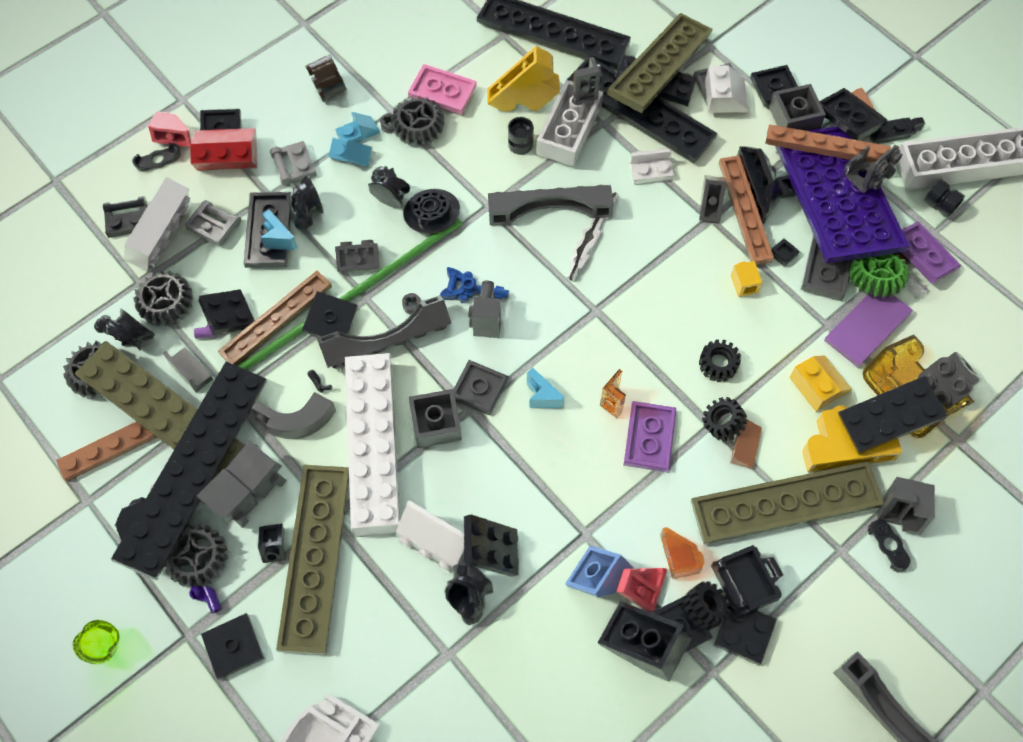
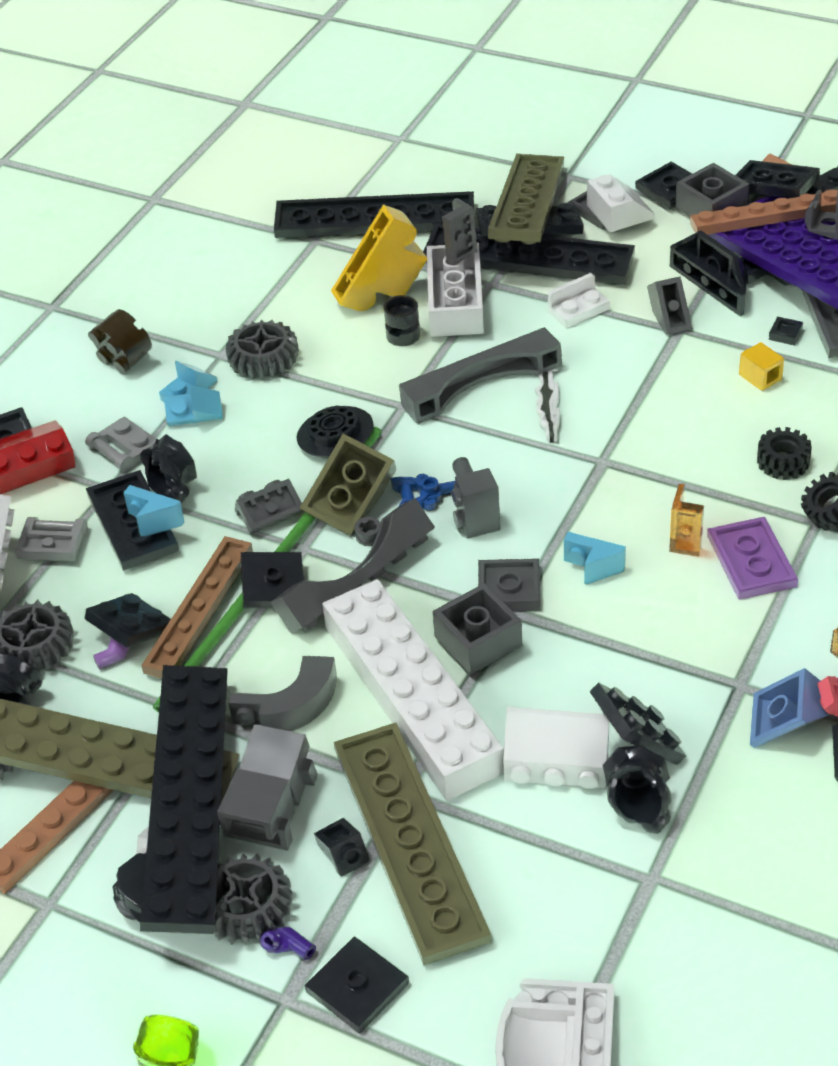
camera: 20 degrees left, 20 degrees down
(189, 369) = (109, 702): panel -> none
(317, 381) = (292, 653): black piece -> none
(383, 120) = (222, 368): dark grey bush -> none
(388, 187) = (268, 420): black piece -> none
(413, 264) = (348, 485): none -> olive slope
(446, 88) = (288, 306): bright pink plate -> none
(746, 210) = (717, 305): nougat plate -> none

